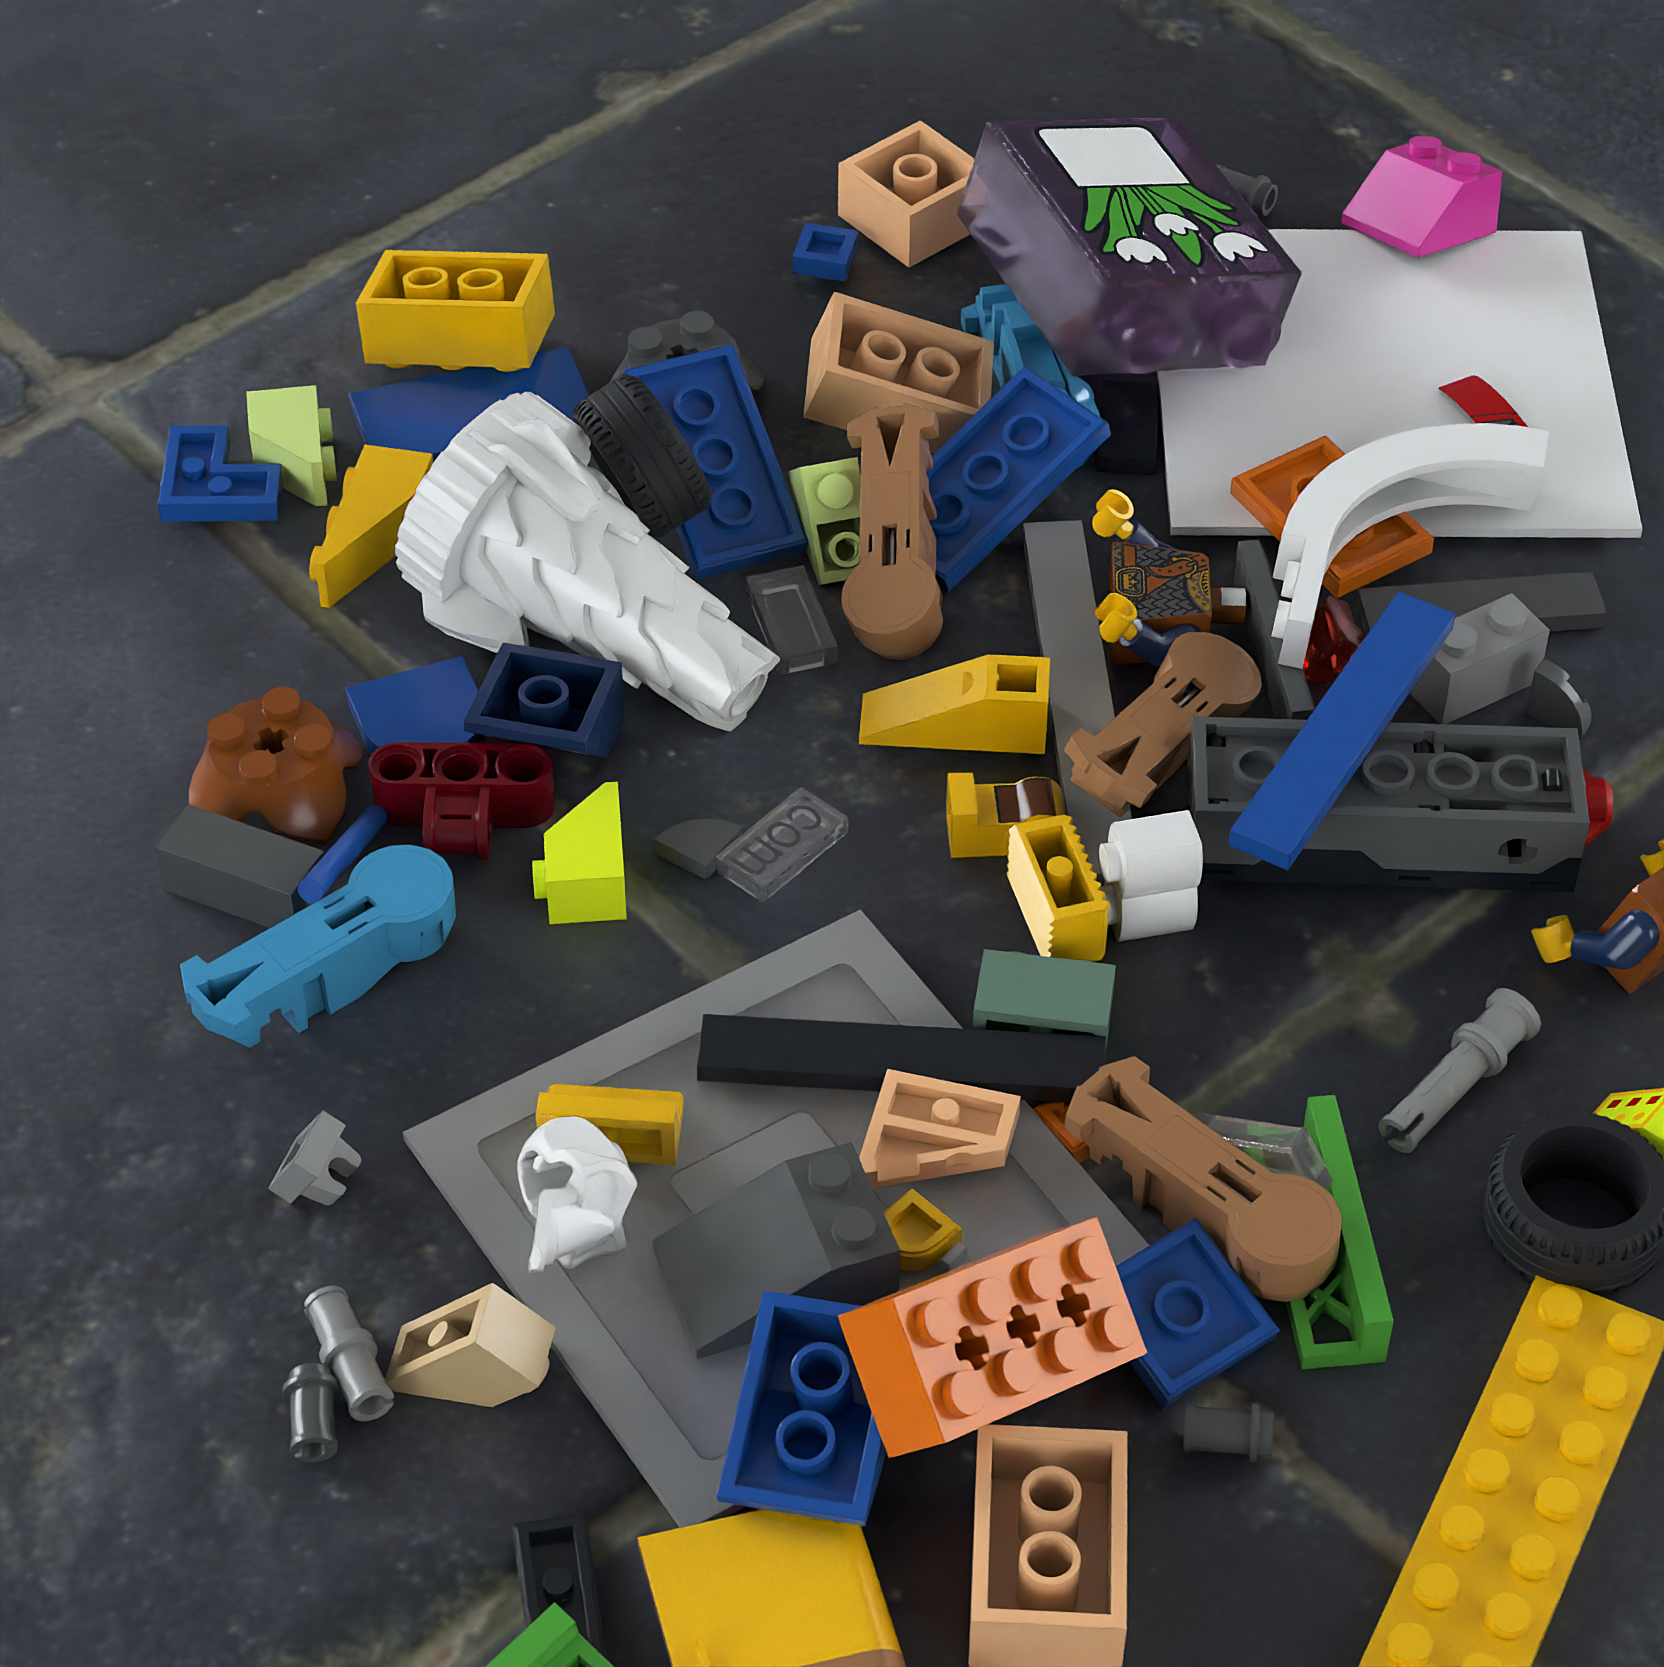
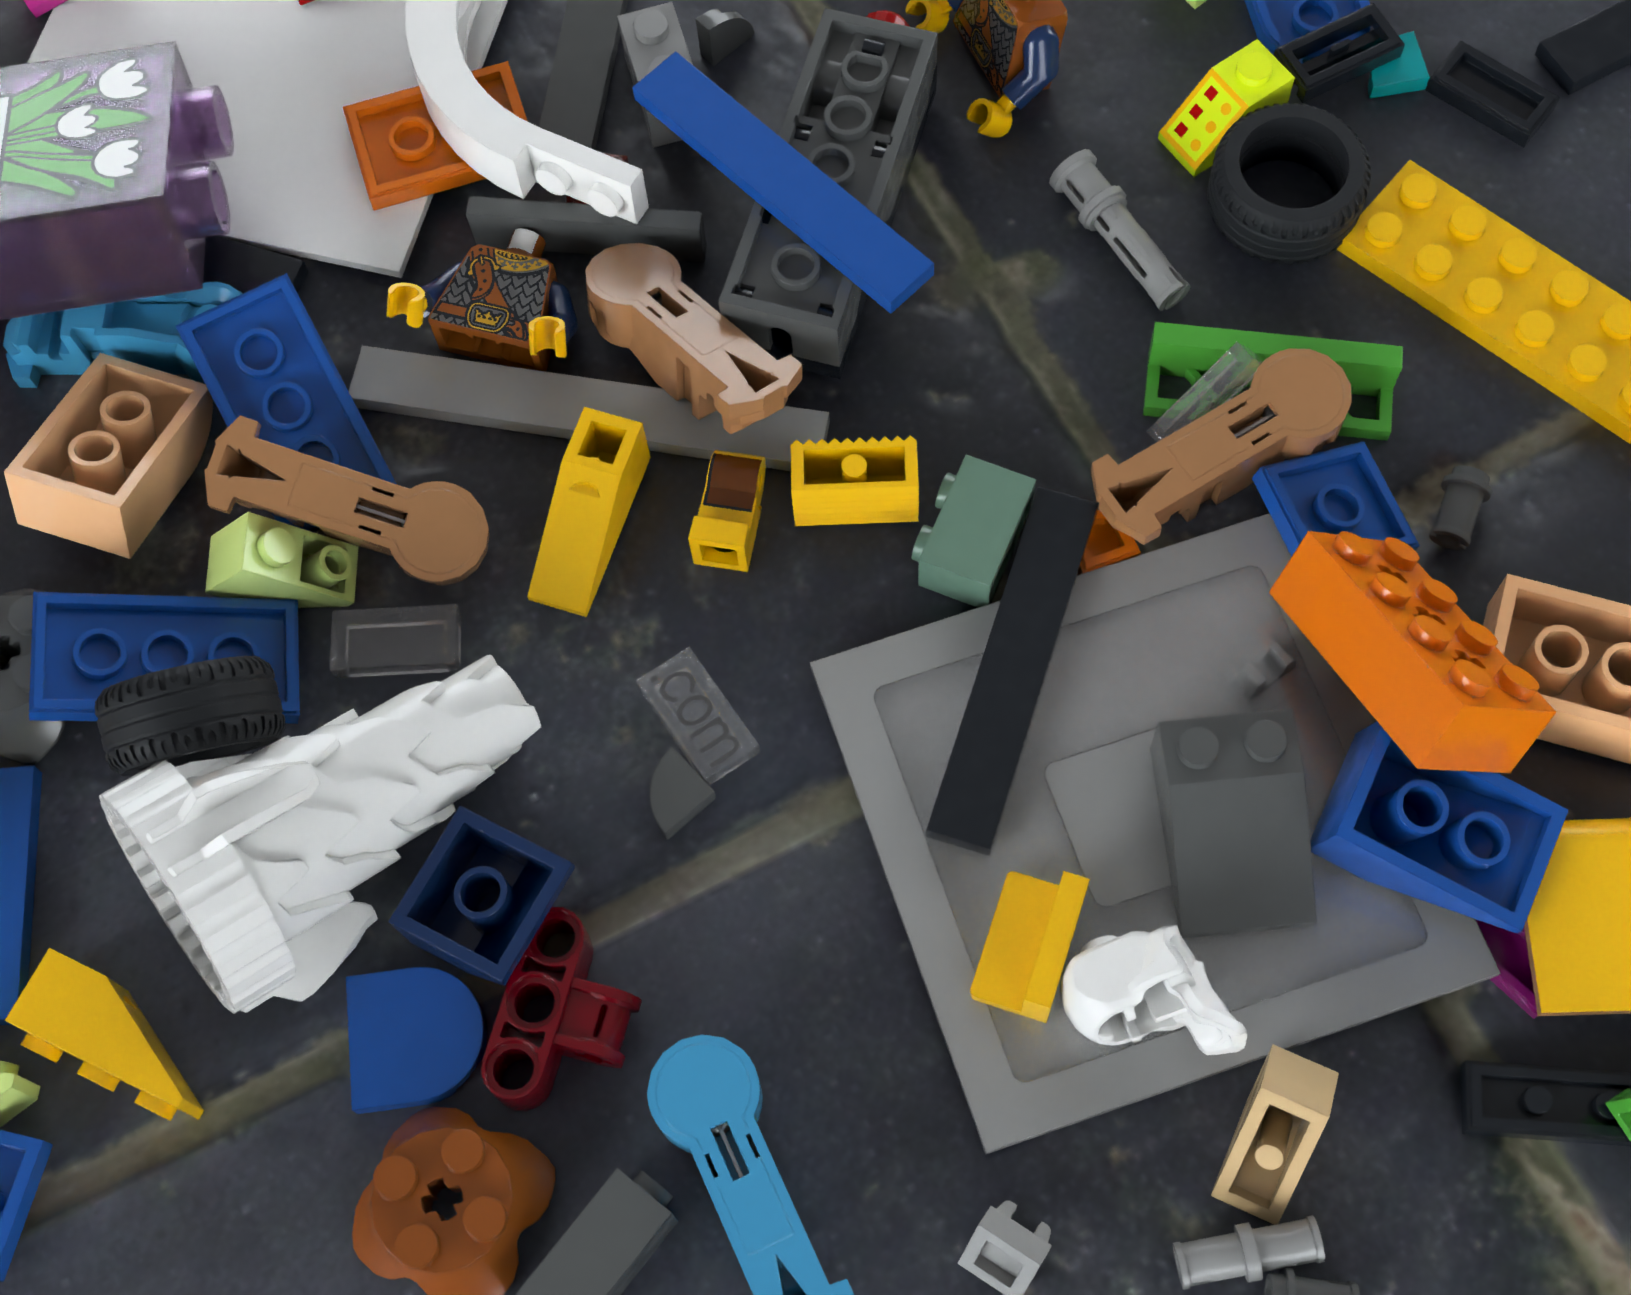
camera: 70 degrees left, 20 degrees up
(342, 854) = (618, 1149): blue bar -> none
(584, 862) = (682, 901): neon yellow slope -> none
(921, 1231) = (1215, 694): yellow tile -> none
(936, 1129) = (1113, 657): light nougat wing -> none
(1152, 875) = (867, 386): white brick -> none

